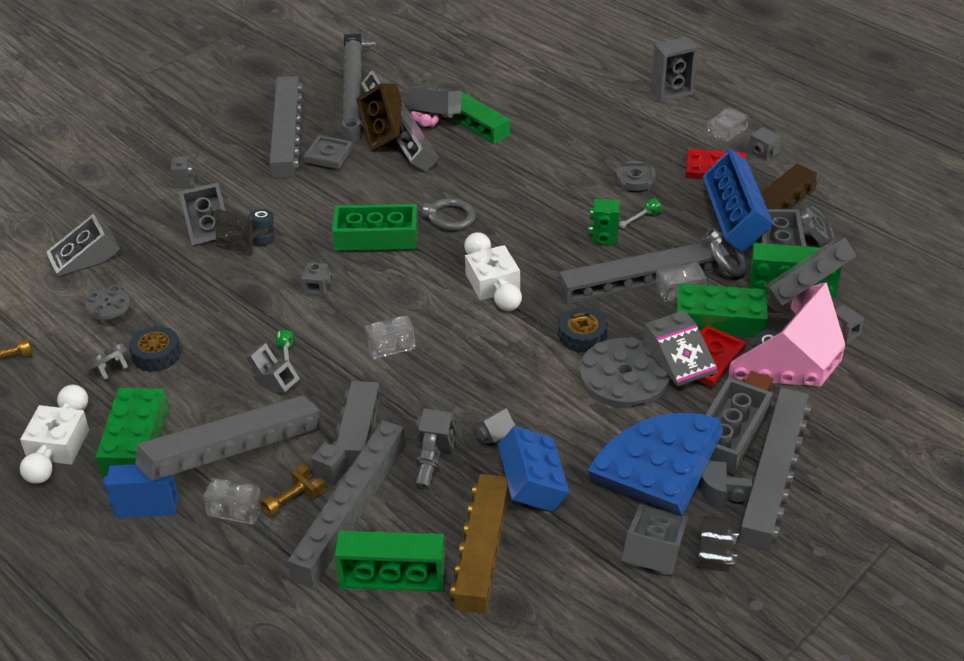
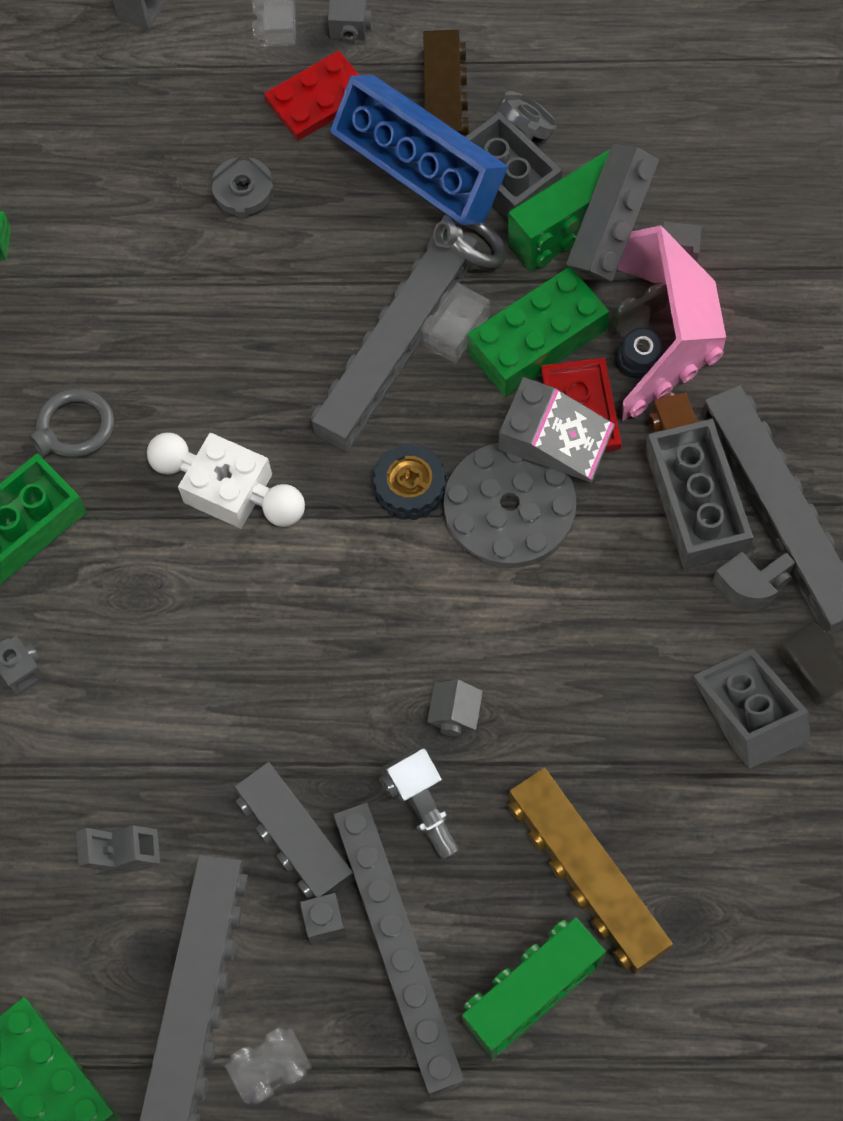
camera: 40 degrees left, 25 degrees up
(284, 340) = (78, 790): green hinge -> none
(300, 478) = (313, 1029): pearl gold bar -> none
(390, 336) = (203, 678): clear brick -> none
(533, 469) = (559, 734): blue brick -> none
(605, 222) = (290, 298): green brick -> none
(651, 207) = (310, 226): hinge -> none
(659, 459) = (682, 611): blue brick -> none

